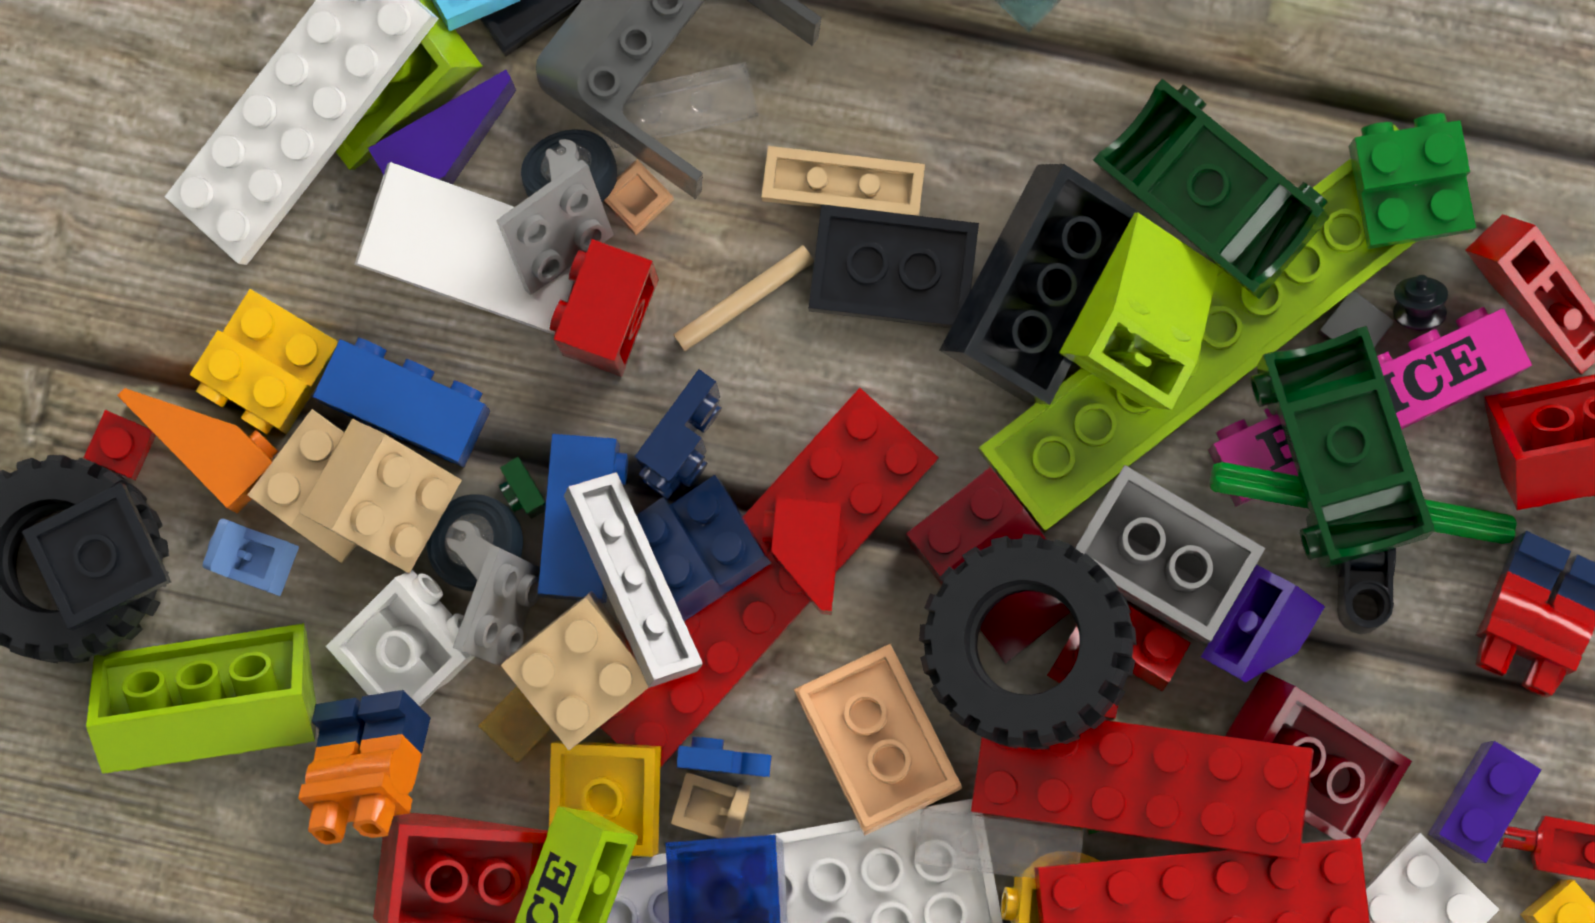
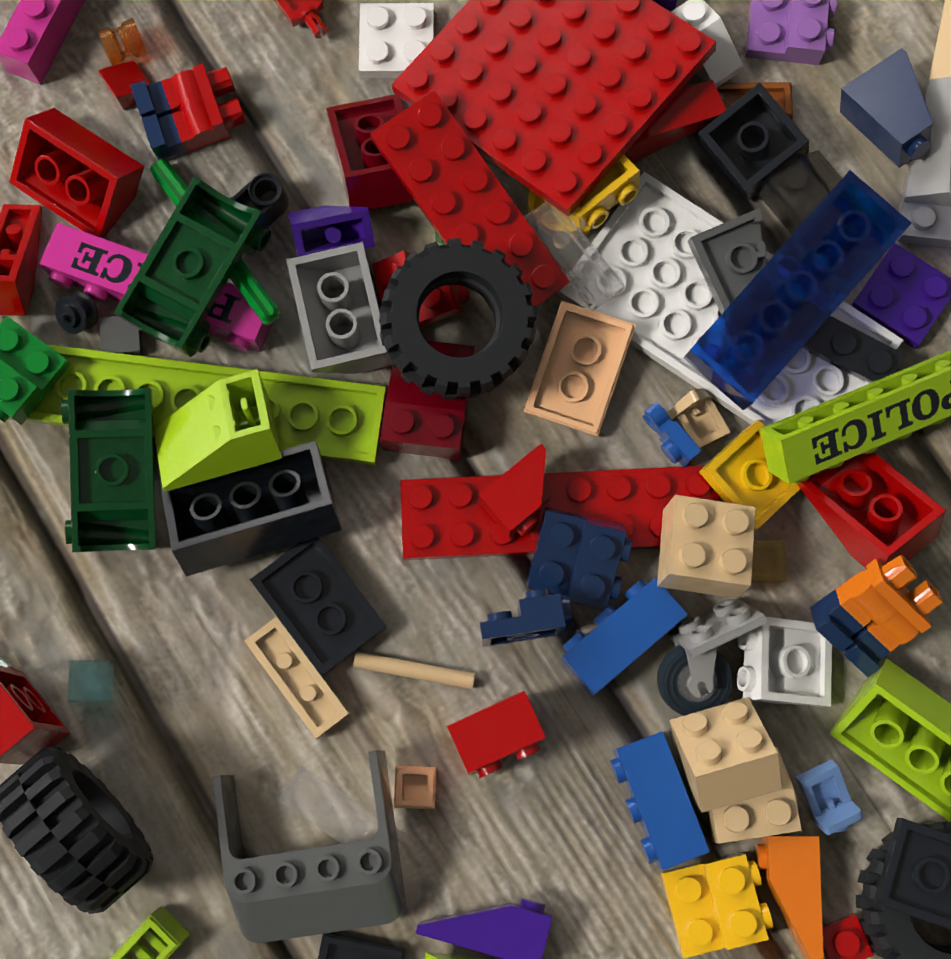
camera: 140 degrees left, 5 degrees down
(451, 246) = (538, 849): white tile -> none
(521, 489) = (639, 684): dark green plate -> none
(564, 210) = (443, 831): light grey plate -> none
(632, 579) = (631, 563): plate -> none
(1484, 802) = (313, 52): dark purple brick -> none

